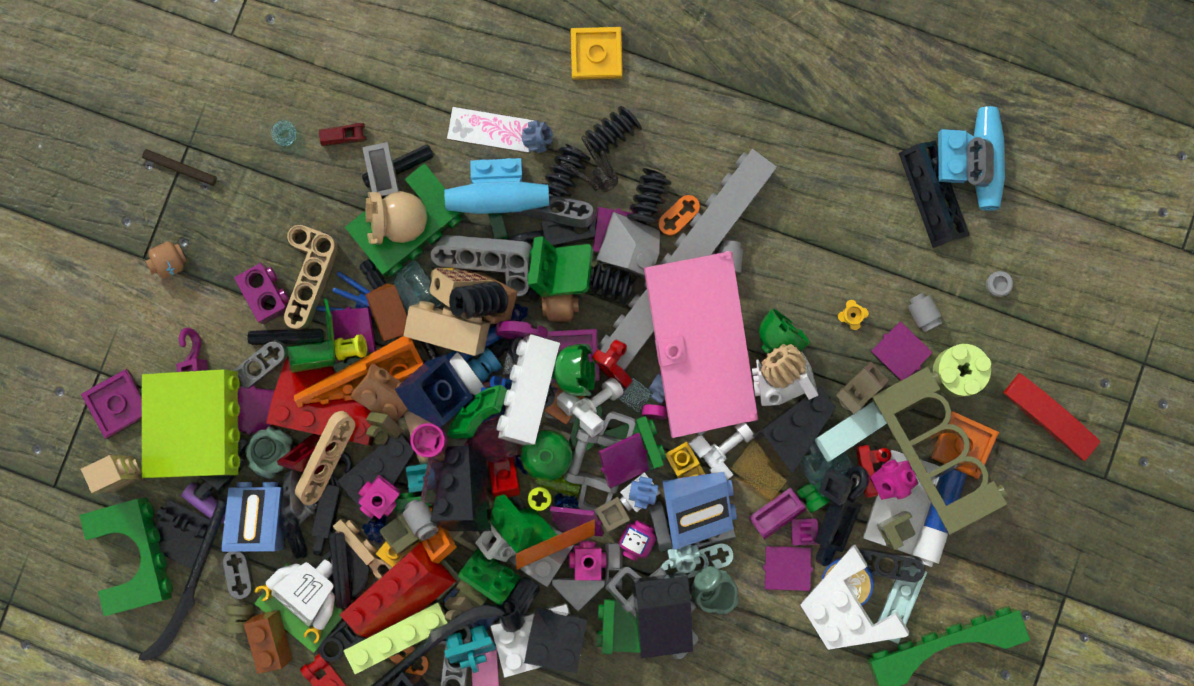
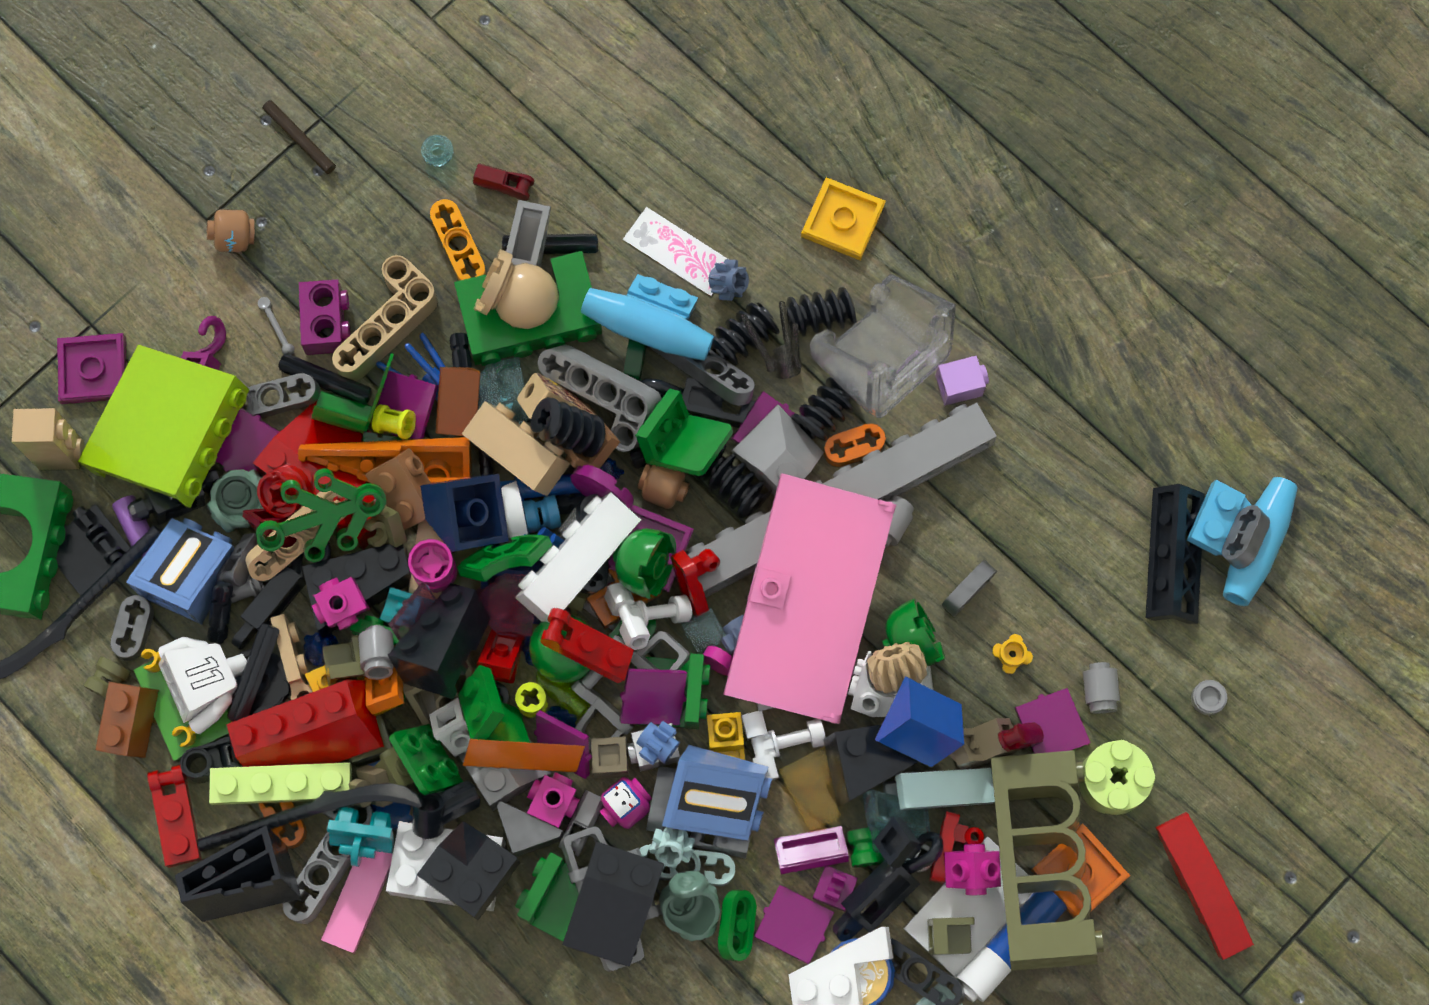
camera: 20 degrees right, 10 degrees down
(216, 301) = (265, 305): none -> light grey hinge
(299, 434) = (270, 494): none -> red wheel
(313, 188) = (457, 220): none -> light orange beam
(336, 440) = (326, 514): none -> green plant
(565, 450) = (587, 646): none -> red plate
(672, 135) = (890, 346): none -> clear windscreen
(733, 135) = (961, 380): none -> lavender brick
(750, 588) = (737, 925): none -> green plate
(804, 282) = (969, 588): none -> flat silver beam
(819, 398) = (922, 724): none -> blue slope
(886, 372) = (1021, 736): none -> dark red bar

